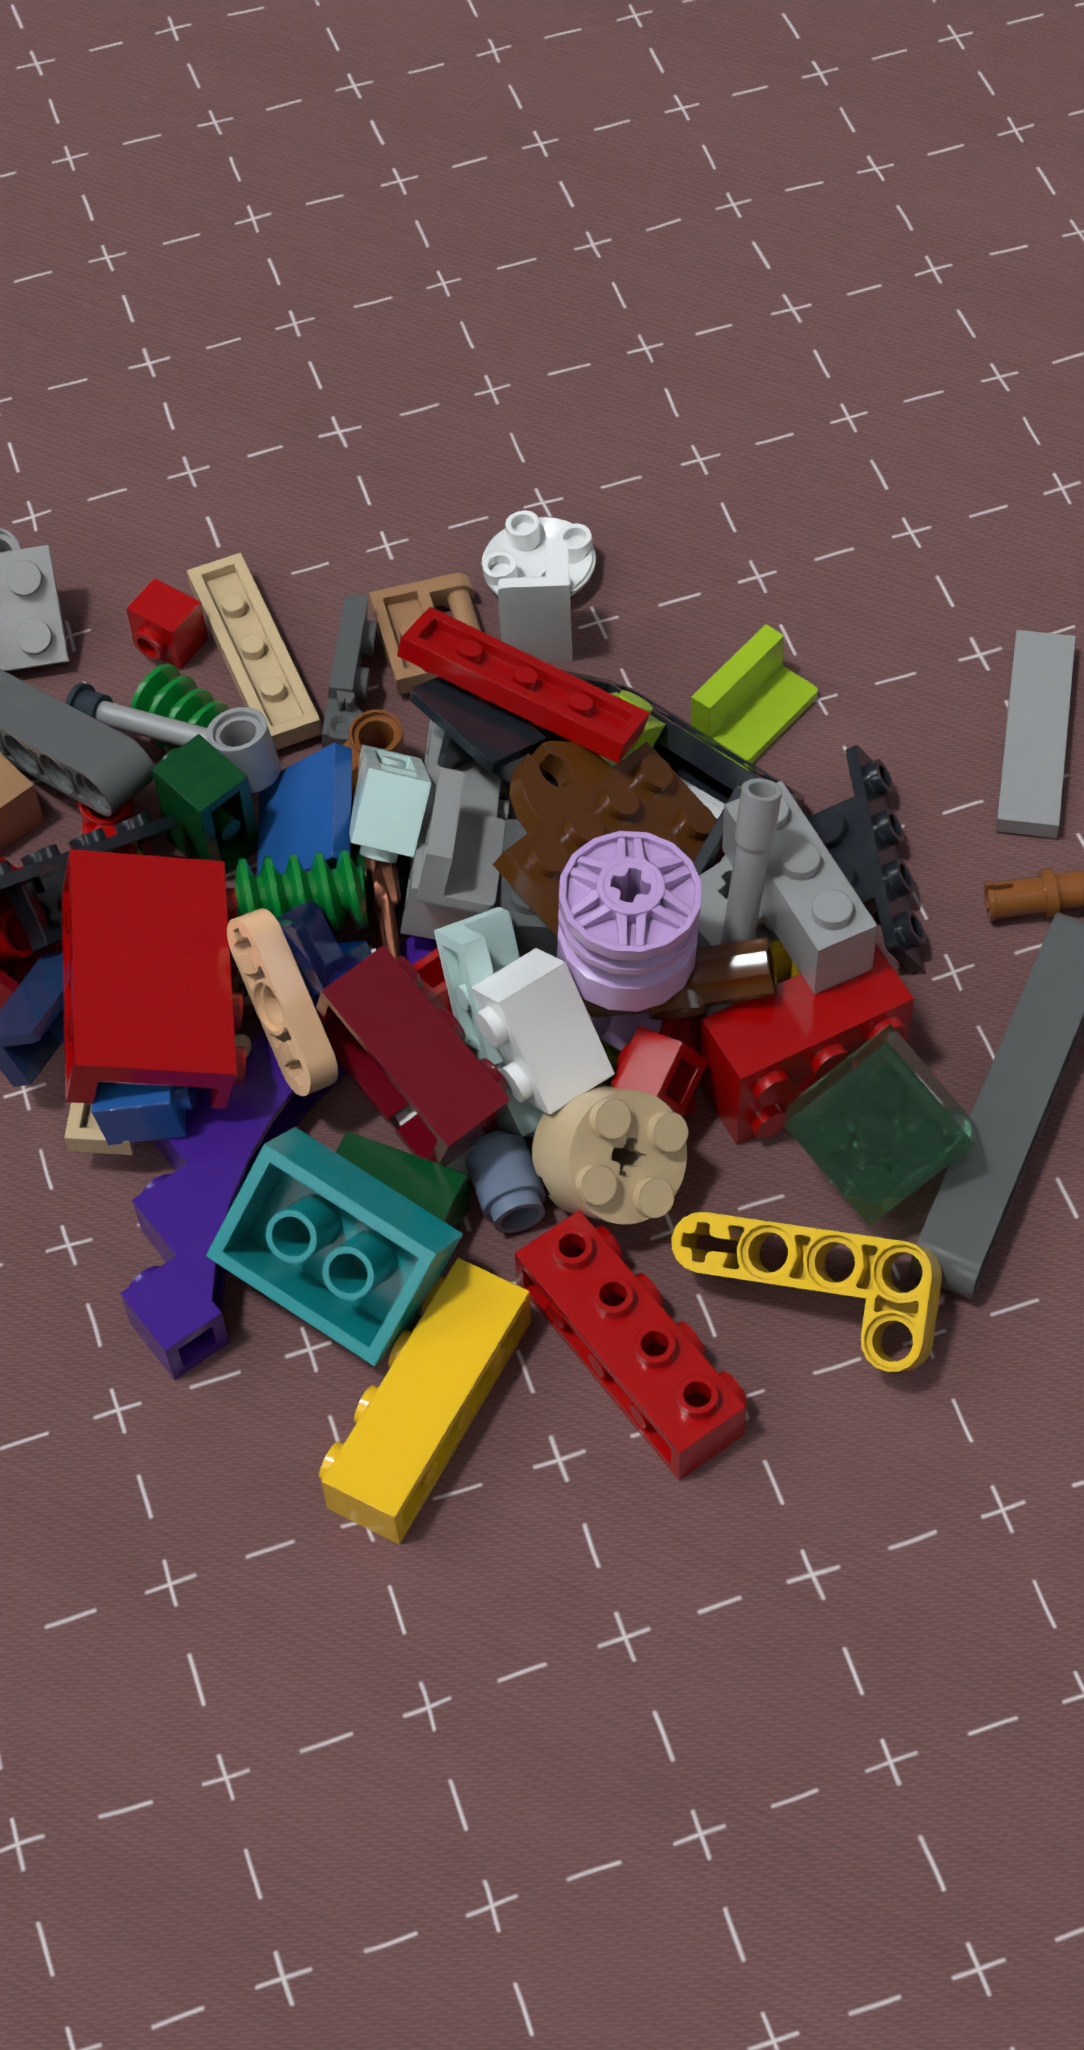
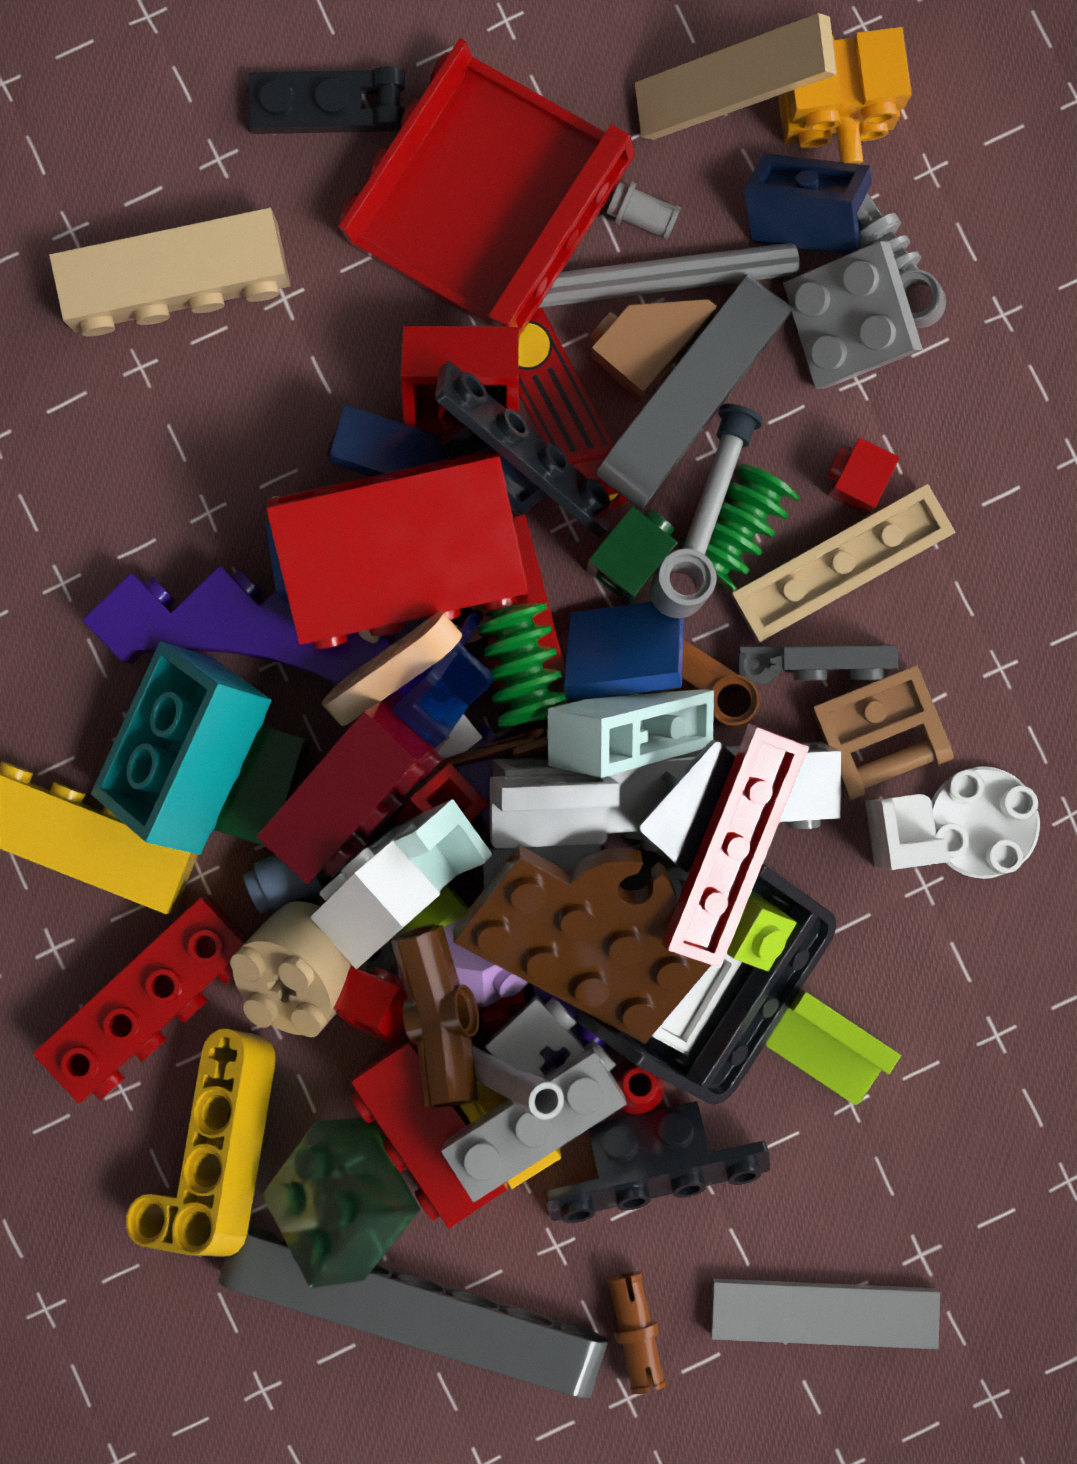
camera: 80 degrees right, 30 degrees up
(629, 920) = (469, 962): lavender wheel -> none

